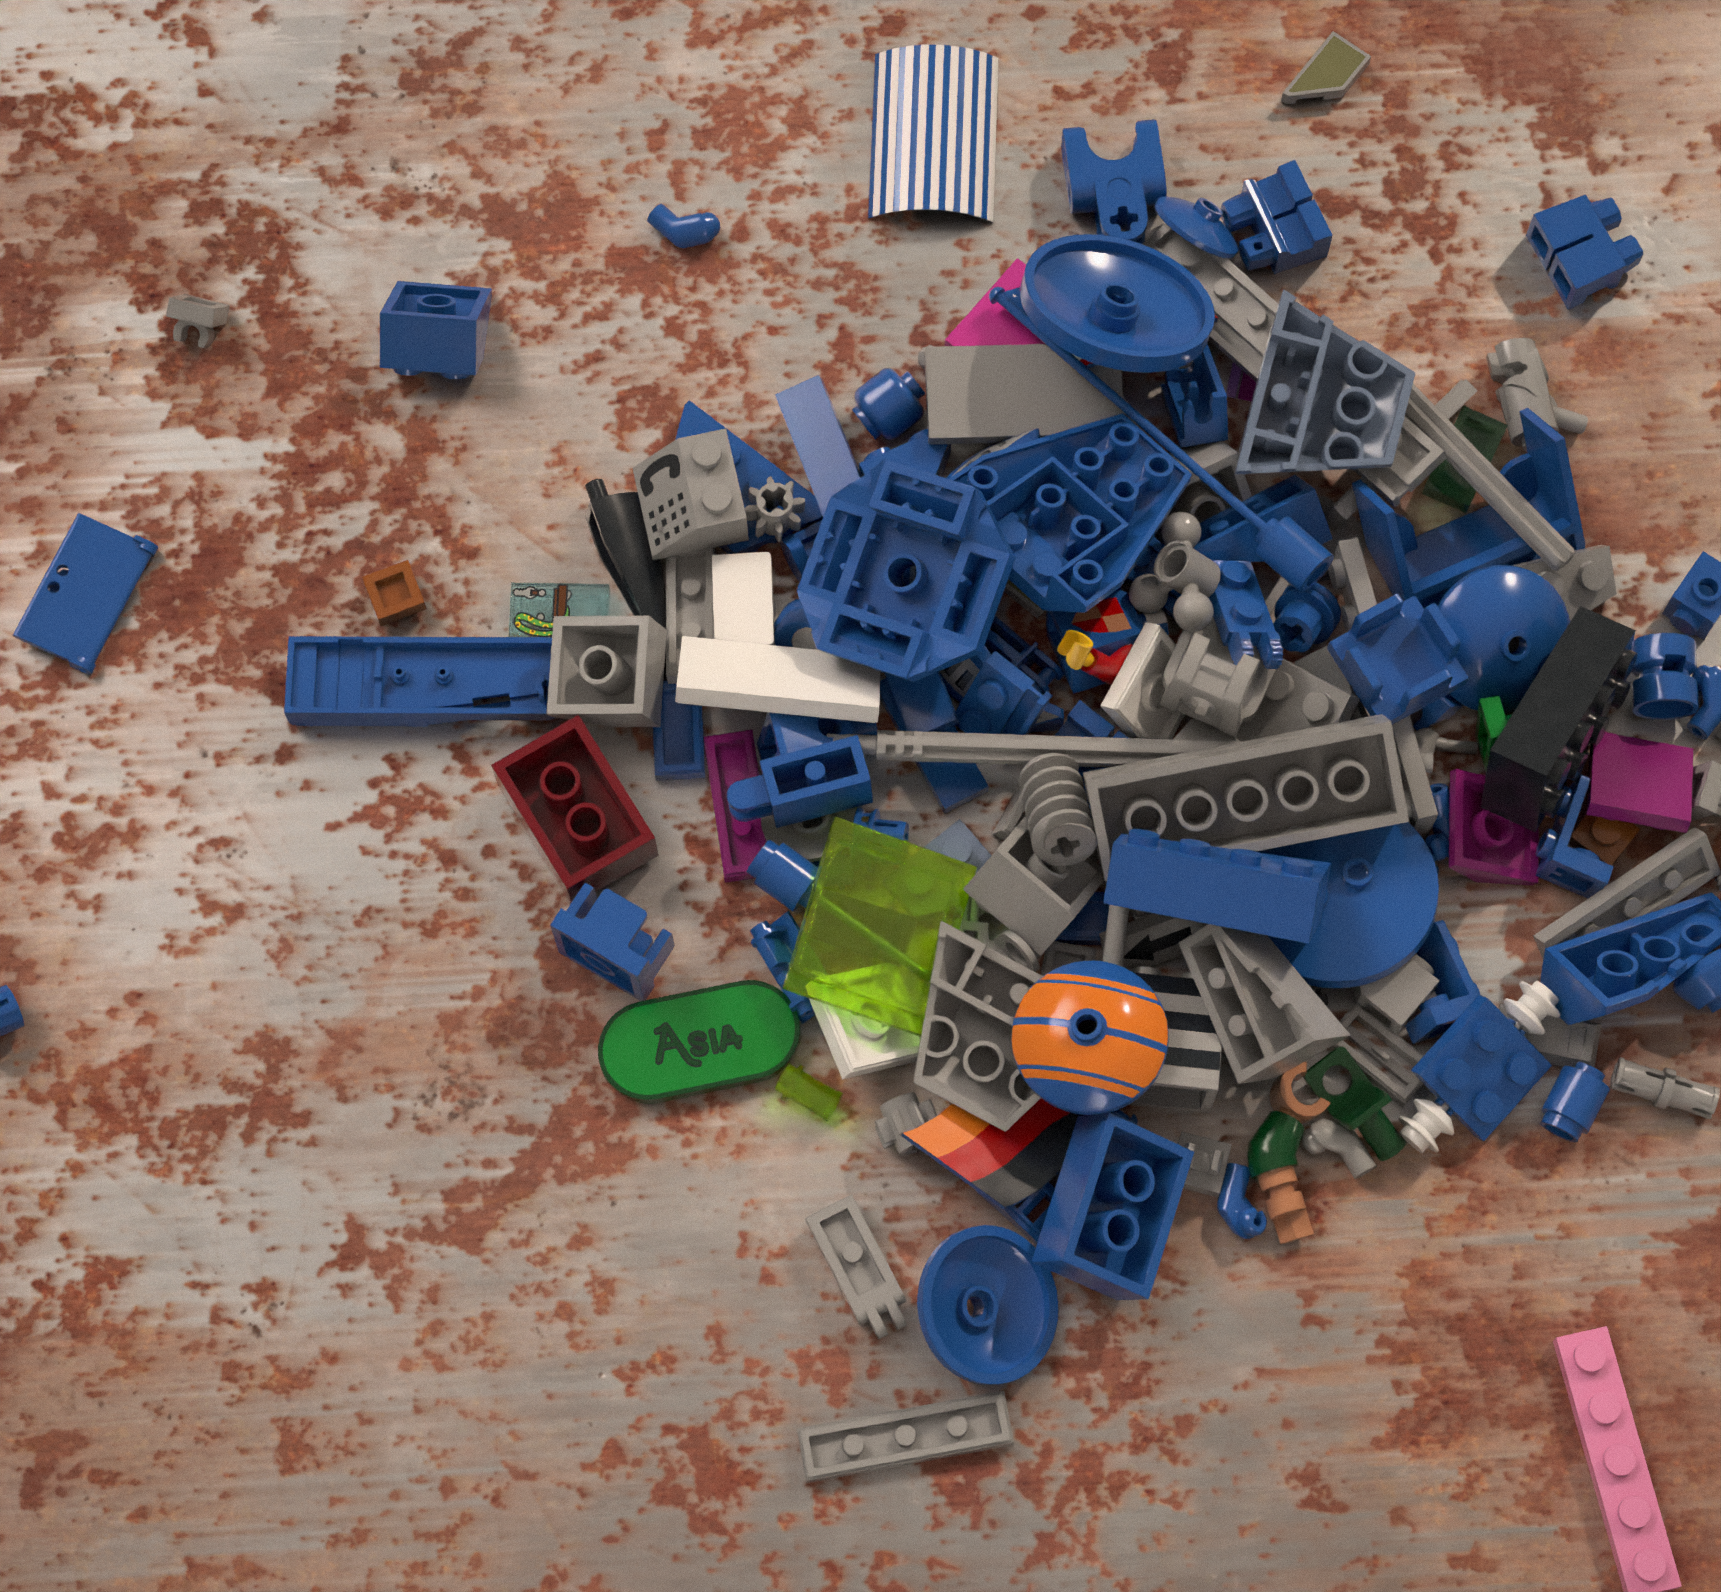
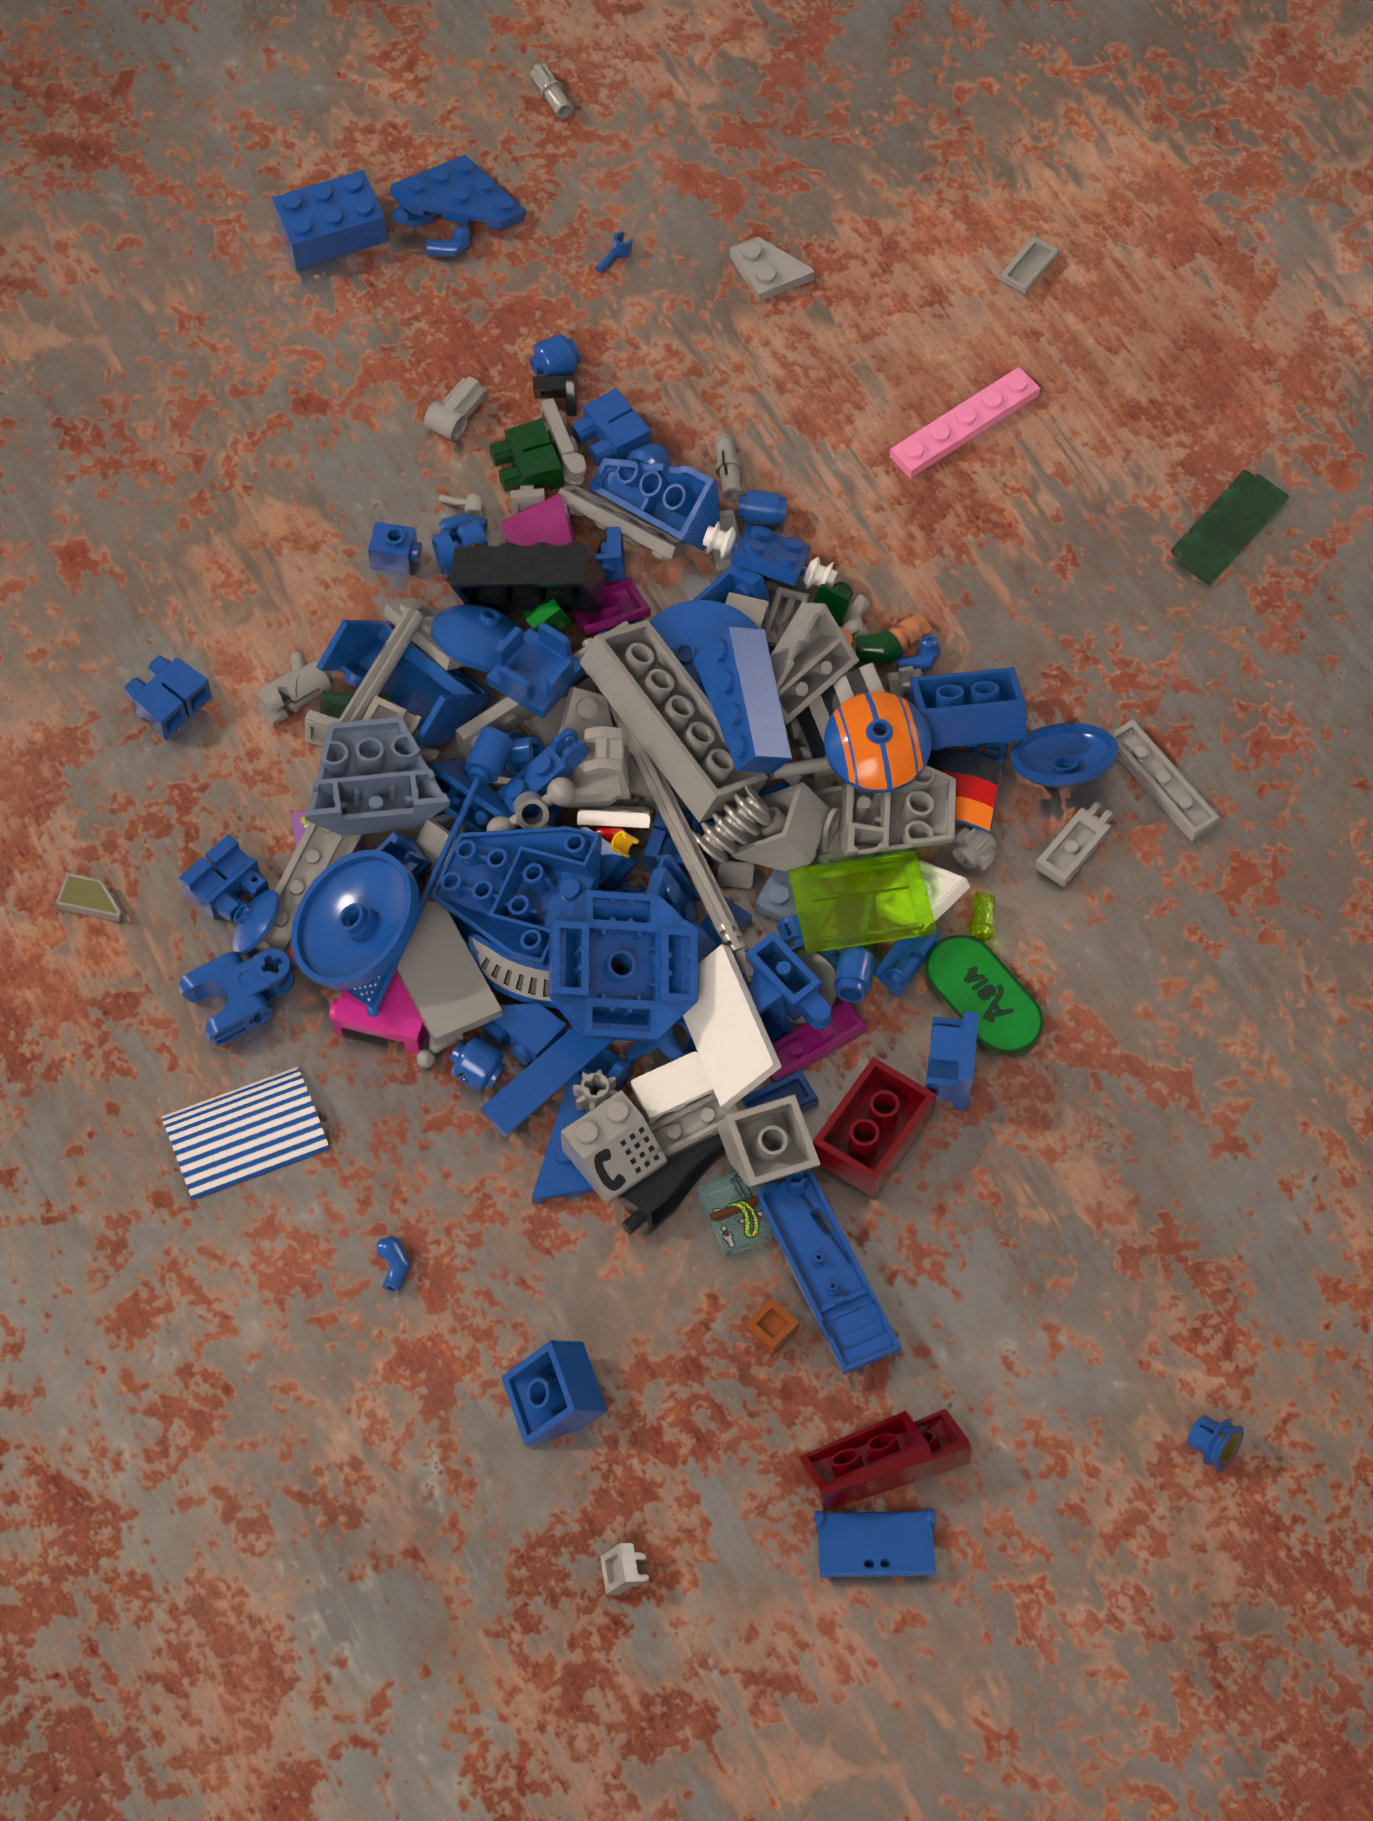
camera: 115 degrees left, 10 degrees down
(171, 642) = (885, 1457): none -> dark red slope

